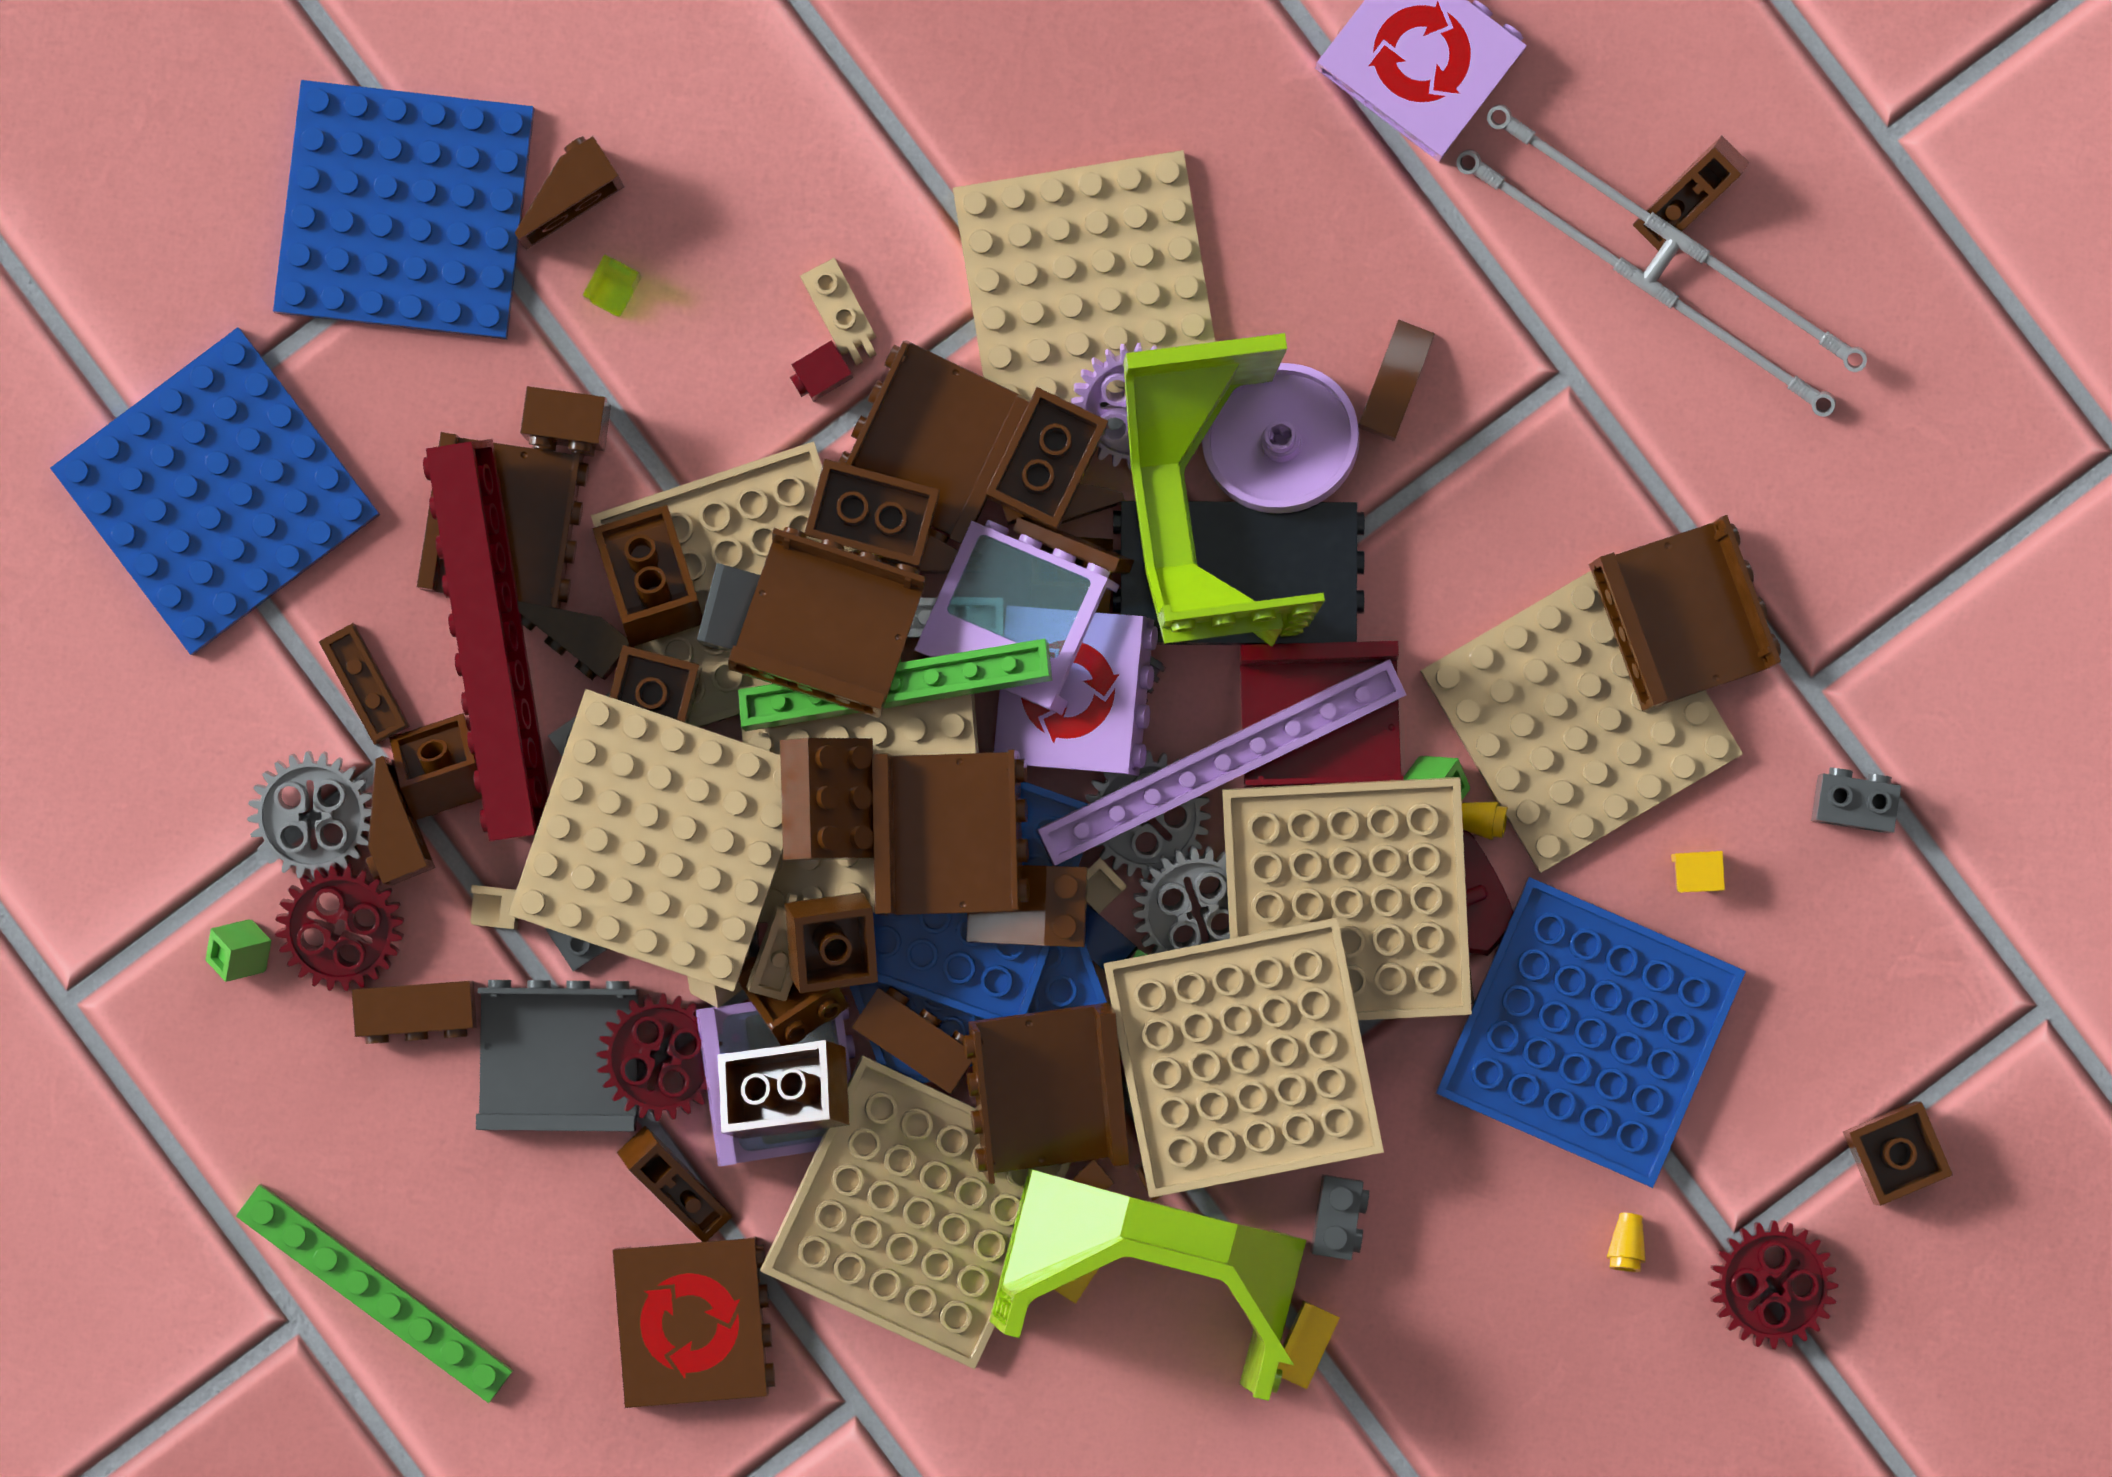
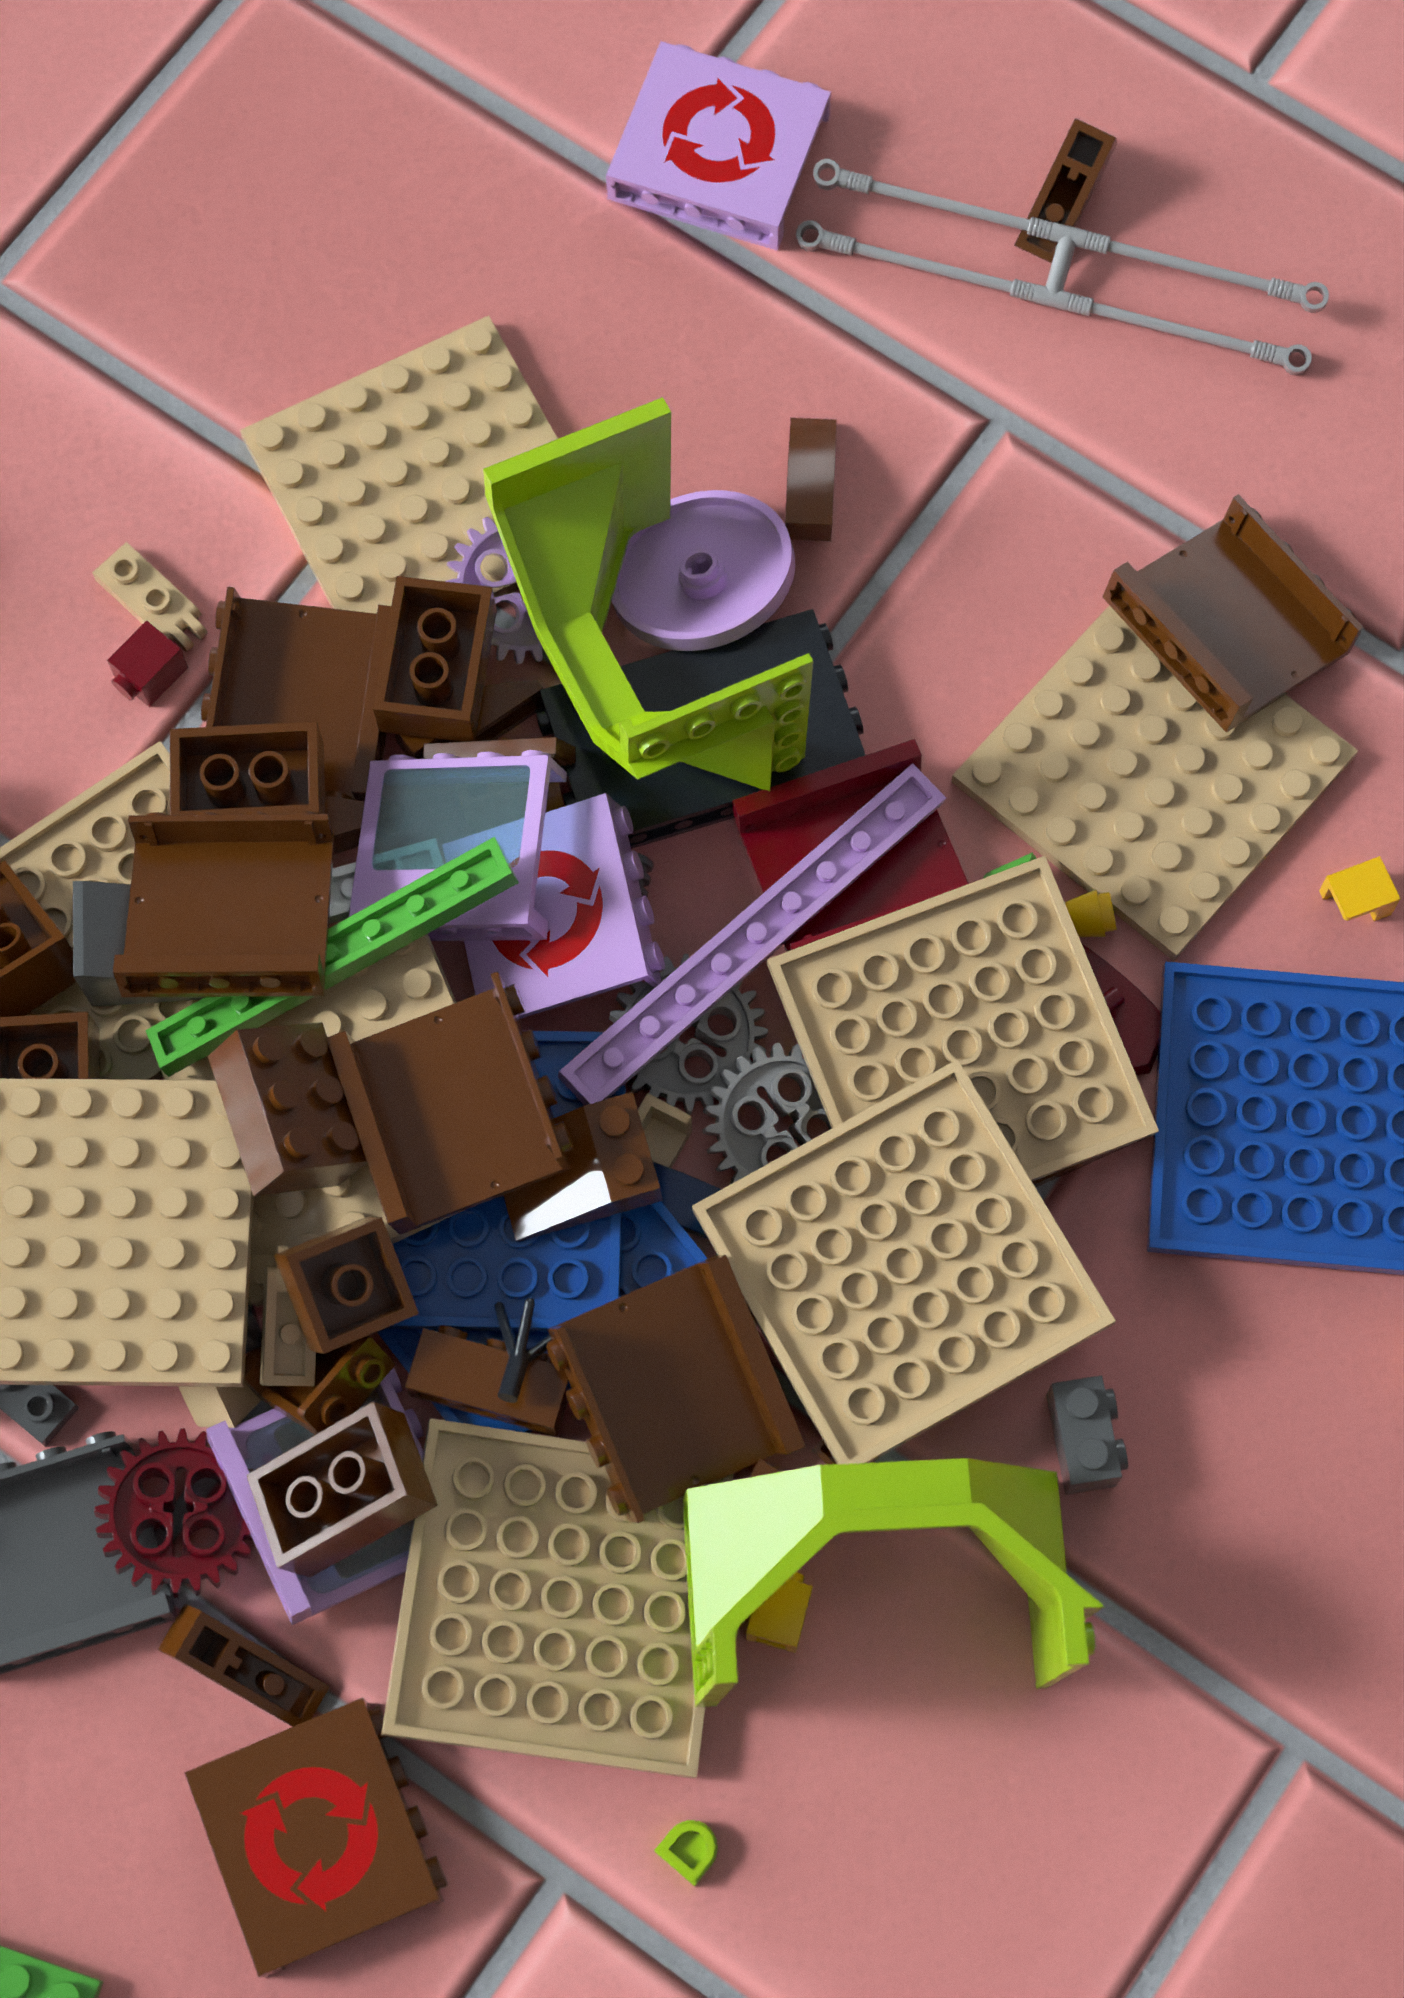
camera: 15 degrees left, 15 degrees down
(941, 1031) = (518, 1355): none -> black plant
(953, 1415) = (689, 1849): none -> lime tile
(1307, 1343) = (1110, 1584): yellow panel -> none

